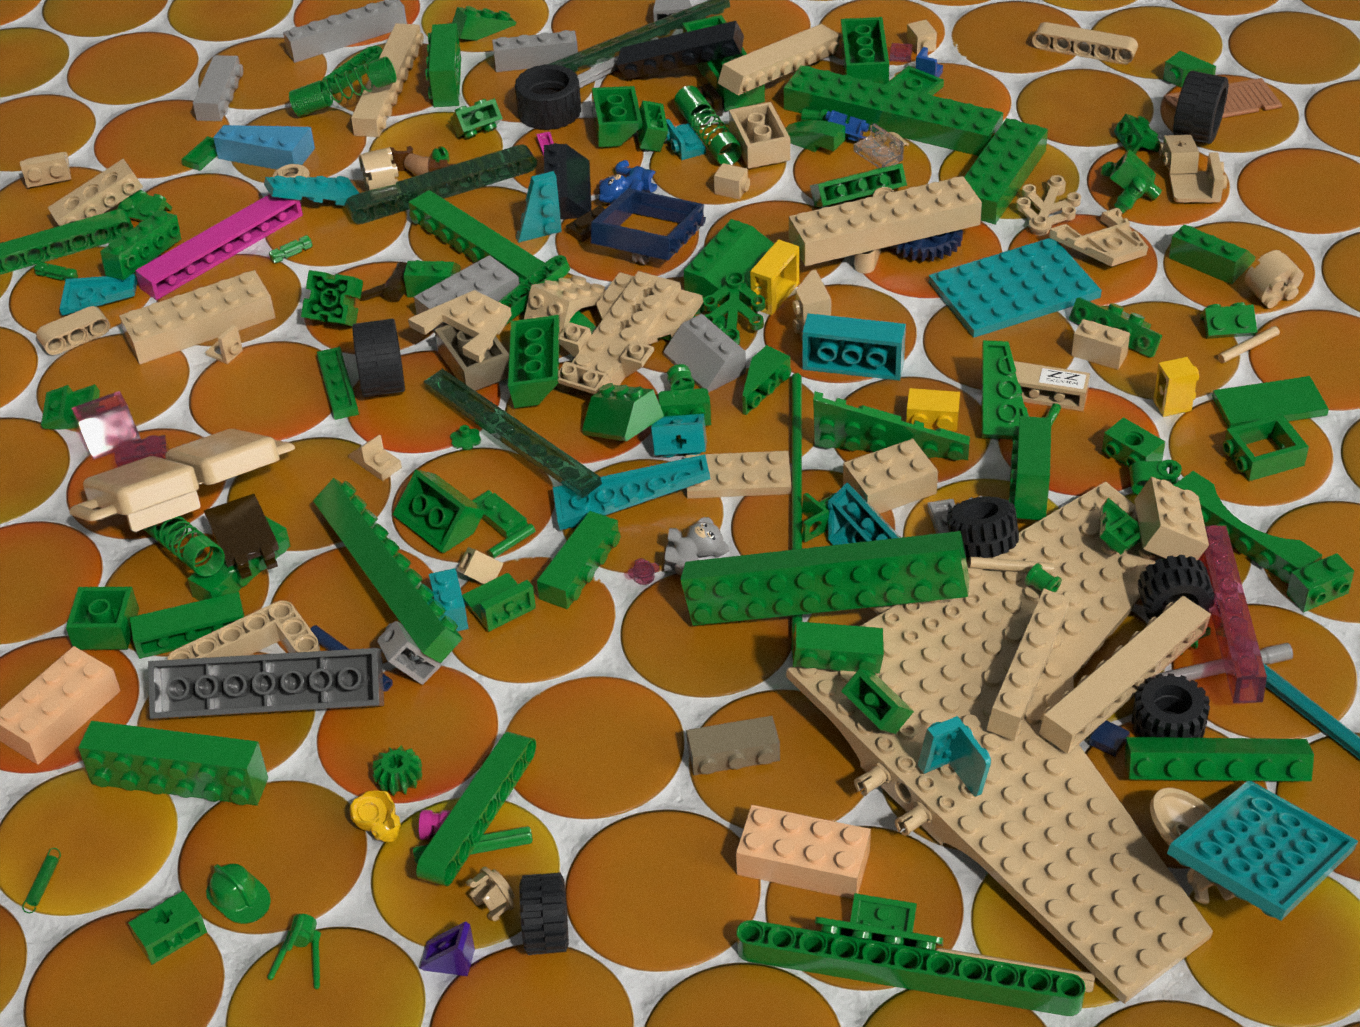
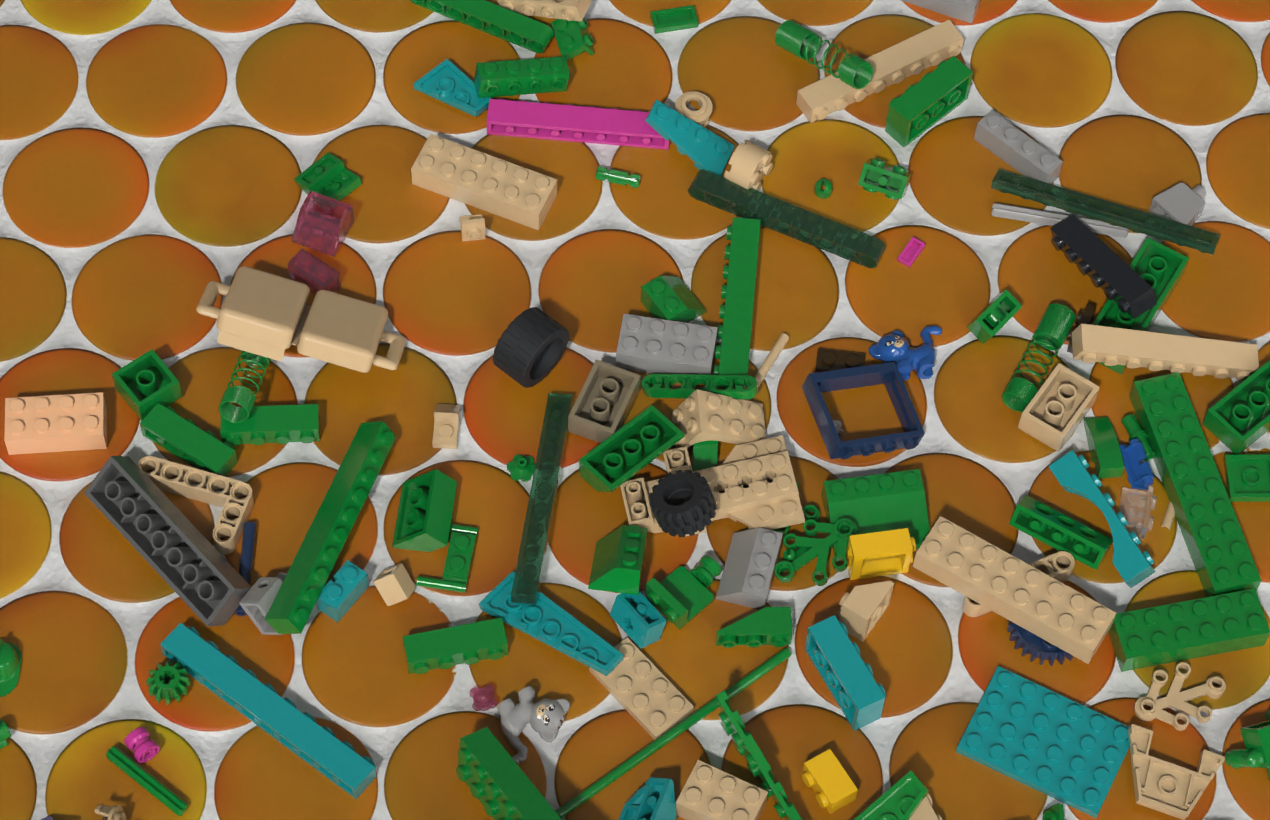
camera: 45 degrees right, 15 degrees up
(55, 271) = (454, 42): green axle -> none
(73, 330) = (401, 112): tan beam -> none
(174, 763) = (58, 542): green brick -> none
(243, 533) = (285, 408): dark brown tile -> none
(264, 145) = (716, 59): dark azure wedge -> none
(332, 298) = (573, 258): green brick -> none
(337, 383) = (483, 354): green tile -> none
(367, 55) = (872, 30): green beam -> none
(376, 813) = (119, 698): yellow hair -> none
(392, 289) = (632, 284): dark brown piece -> none
(414, 163) = (793, 183): piece -> none
(471, 314) = (631, 376): tan wing -> none
(476, 809) = (171, 760): green beam -> none
(477, 24) = (1020, 78): green slope -> none
(500, 601) = (373, 623): green bracket -> none
(510, 711) = (269, 711): none -> teal brick
(539, 248) = (771, 358): none -> tan bar
(541, 209) = (803, 321): teal wing -> none
(548, 96) = (966, 188): black tyre -> none
(572, 178) = (869, 308): black slope -> none
(615, 114) = (983, 277): green slope -> none
(621, 339) = (678, 489): none -> black tyre
(684, 141) = (1007, 351): teal bracket -> none
(731, 181) = (982, 429): tan brick -> none
(817, 513) = (644, 775): green bracket -> none
(825, 156) = (1127, 556): none -> teal arch

